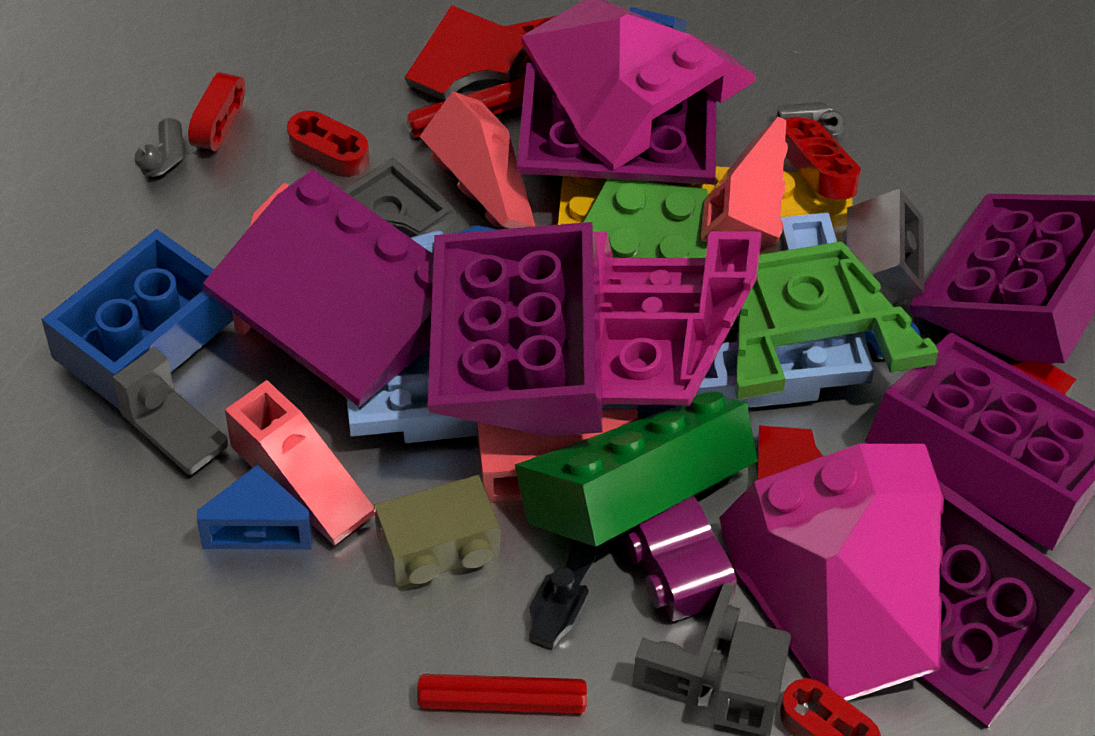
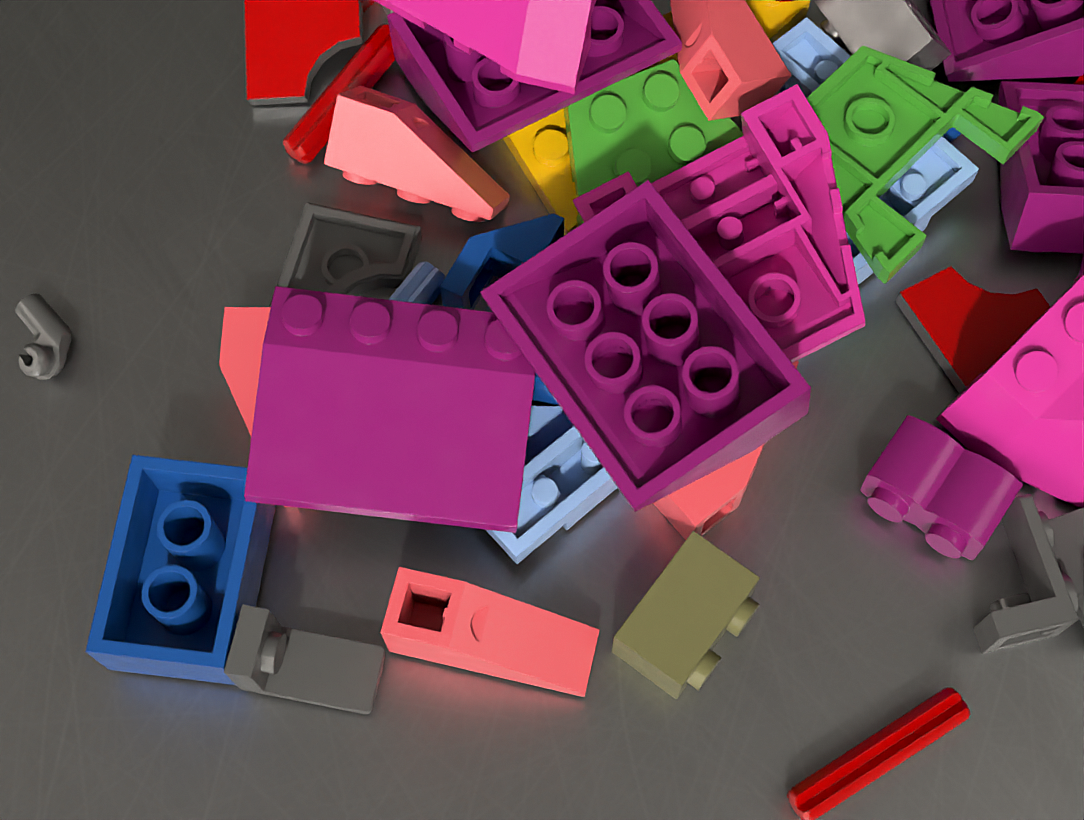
camera: 30 degrees left, 15 degrees up
(216, 111) = (72, 258): red beam -> none
(254, 515) = (487, 718): blue slope -> none
(326, 145) = (221, 224): red beam -> none
(561, 597) = (851, 603): black piece -> none
(636, 469) = (841, 462): green wedge -> none

